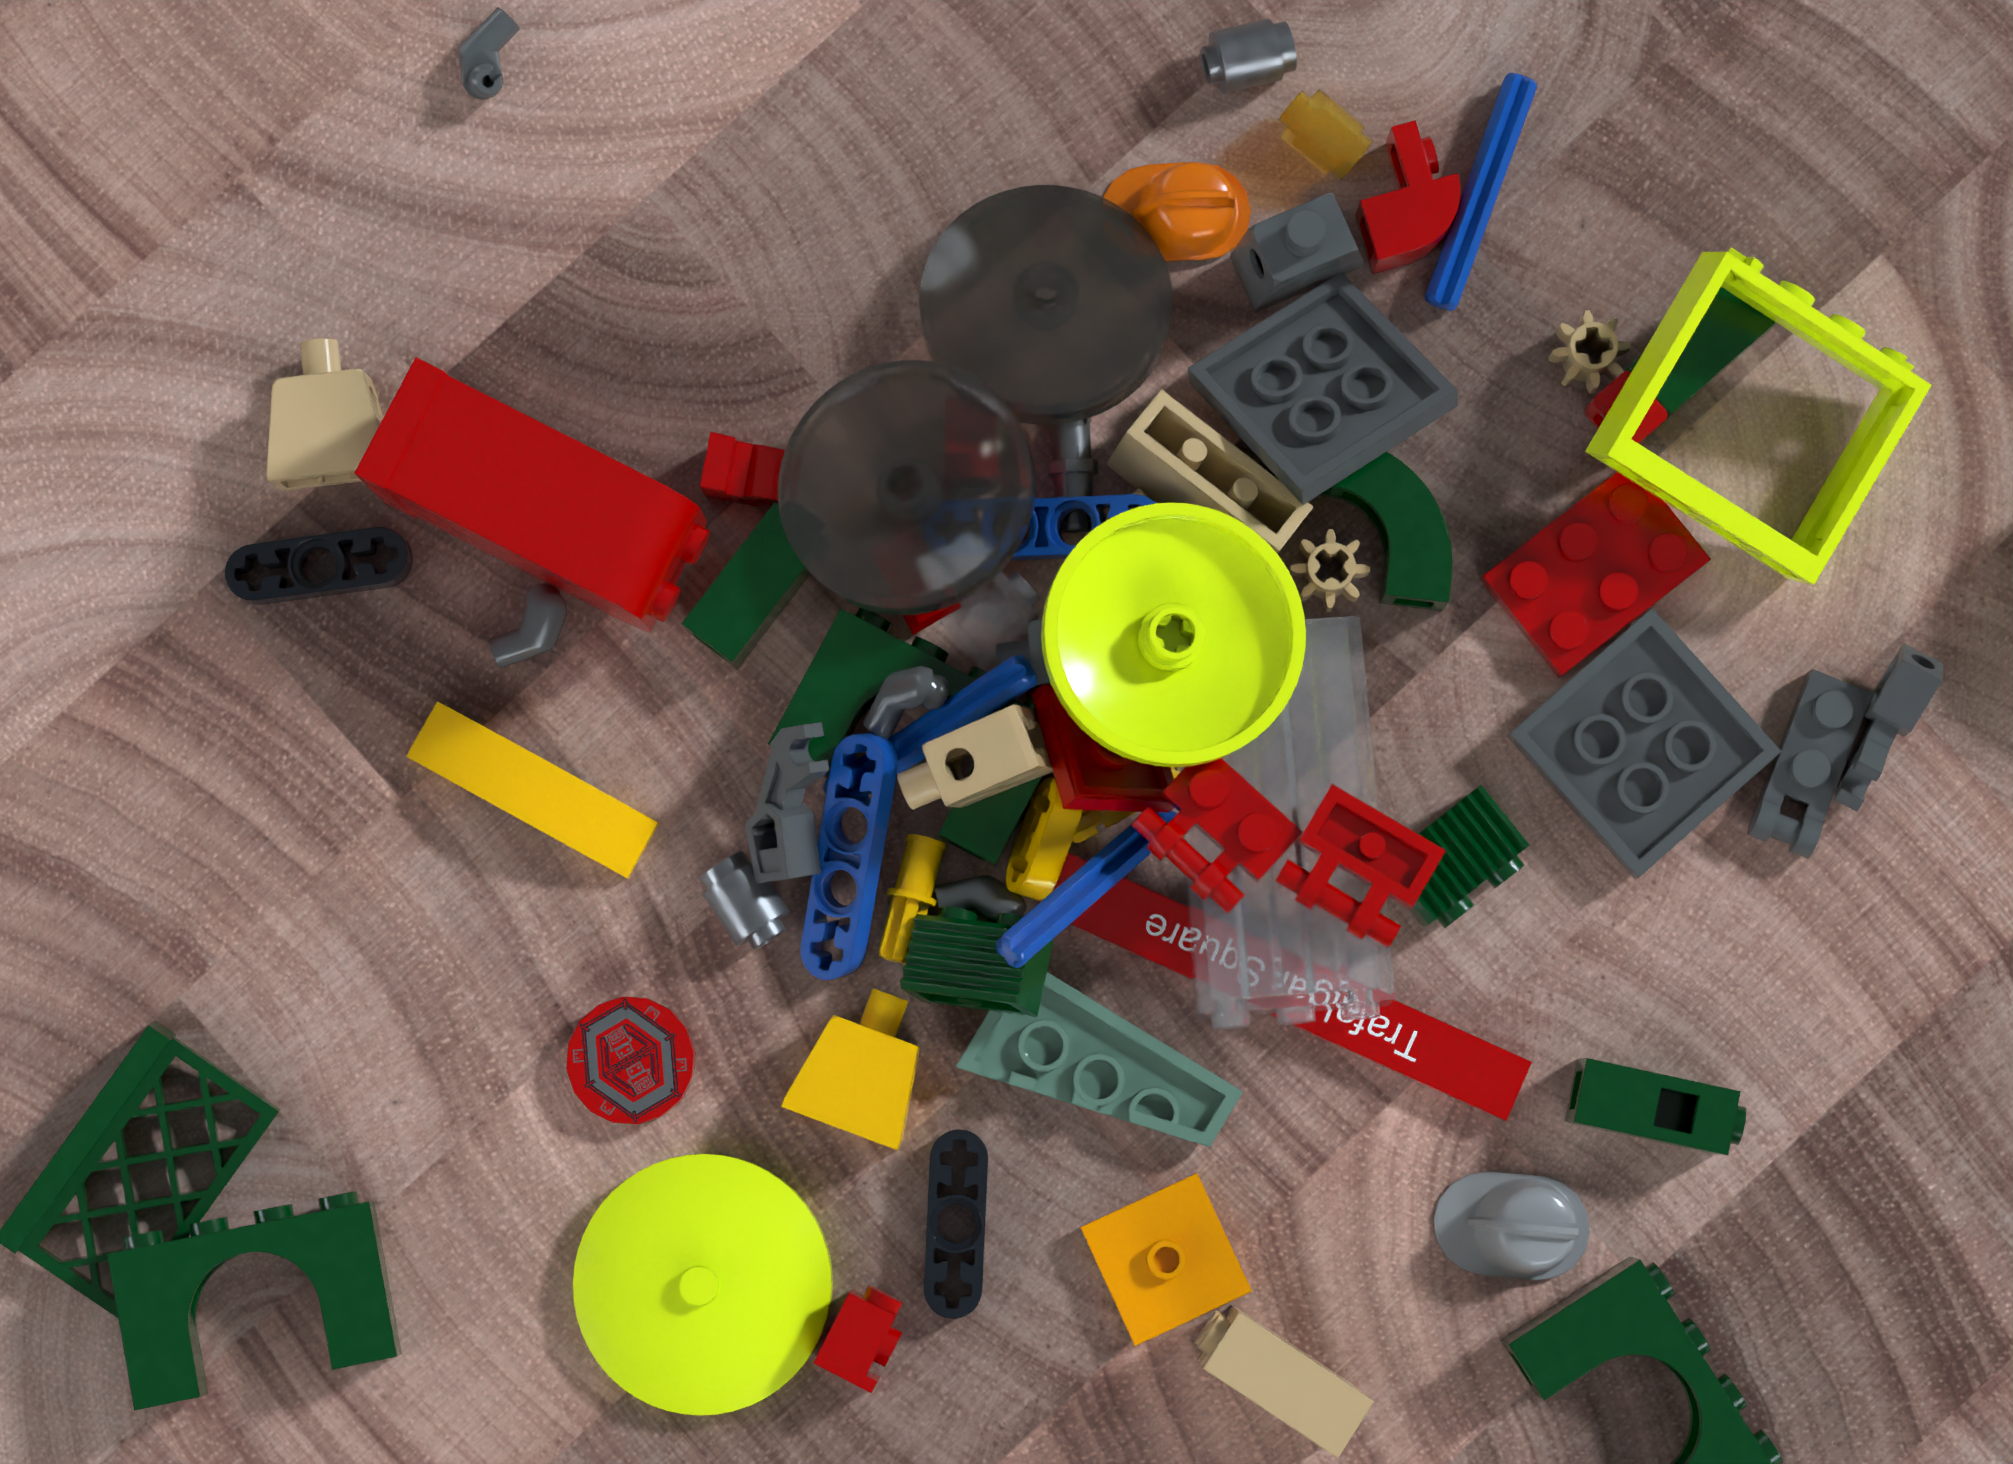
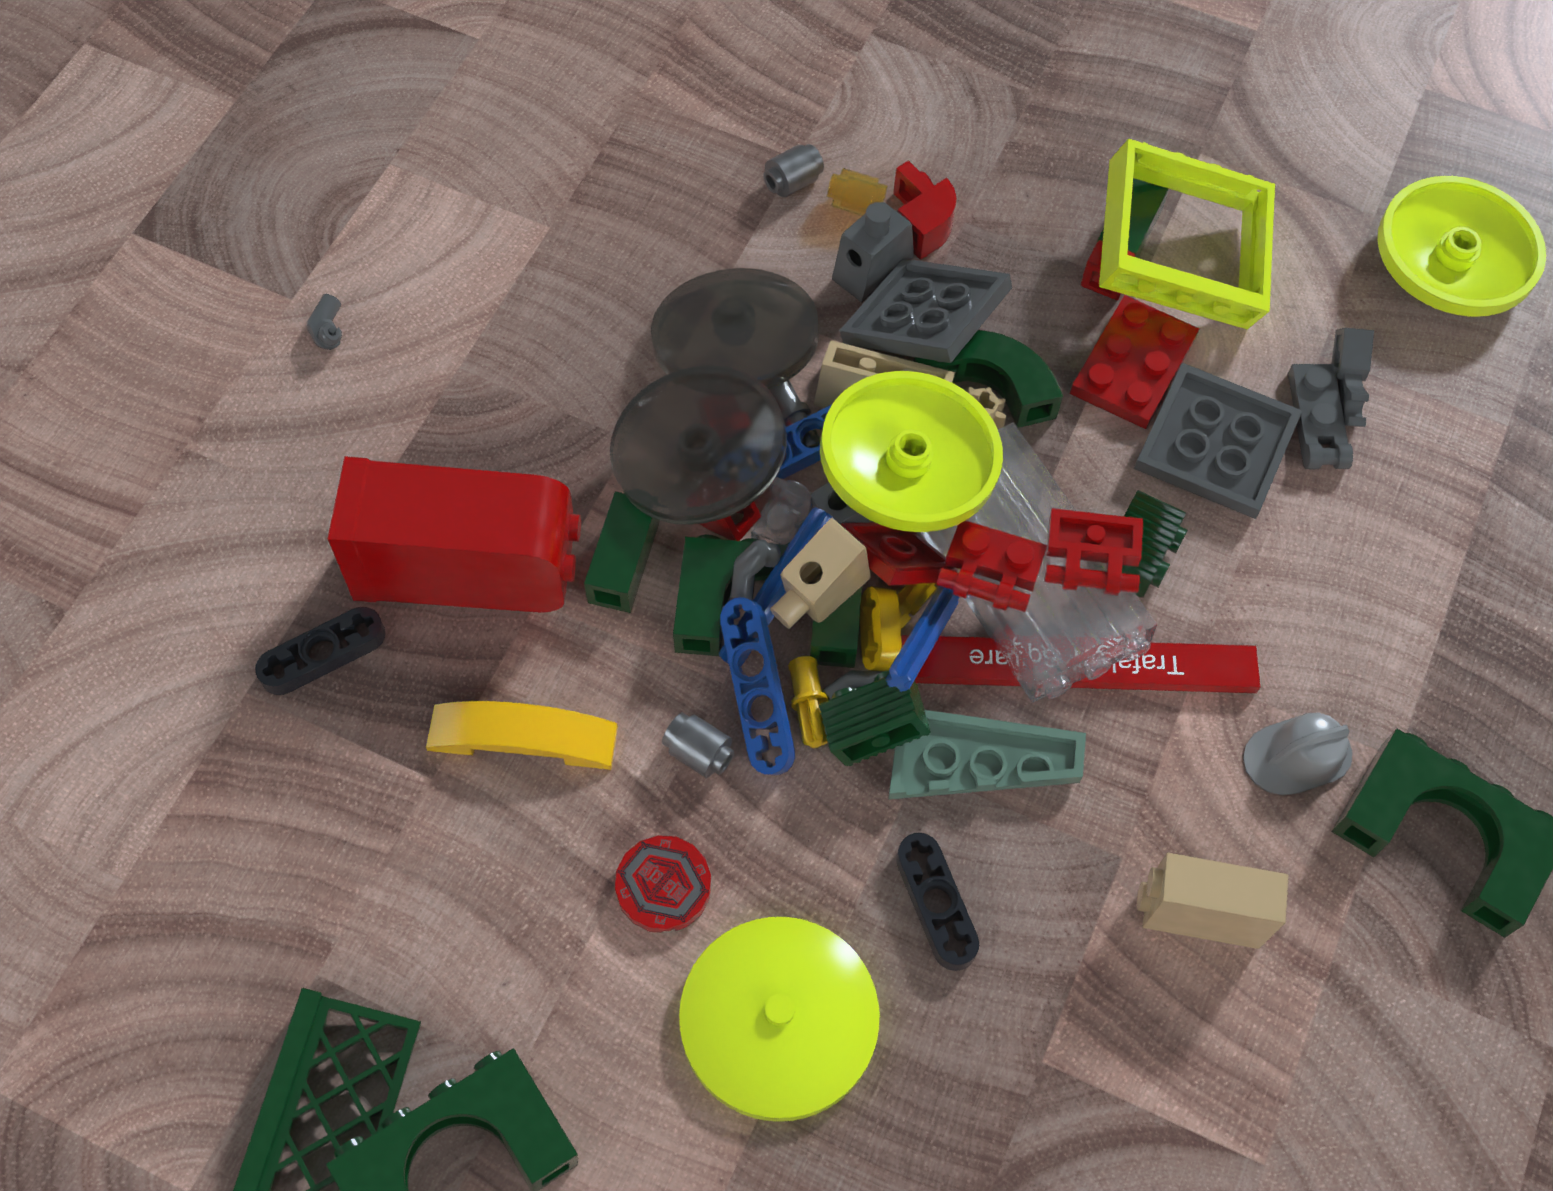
camera: 30 degrees left, 20 degrees down
(320, 421) = (294, 561): tan torso -> none
(538, 628) = (487, 634): dark grey arm -> none
(741, 471) = (589, 487): red leg -> none
(783, 827) = (697, 666): dark grey piece -> none
(860, 1074) = (828, 826): yellow torso -> none
(861, 1336) = (909, 1003): red brick -> none
(1166, 1259) = (1088, 866): light orange plate -> none
(1185, 207) = (797, 255): orange piece -> none
(1481, 191) = (960, 176): blue axle -> none
(1600, 339) = (1068, 247): tan gear -> none
(1655, 1107) = (1346, 640): dark green brick -> none

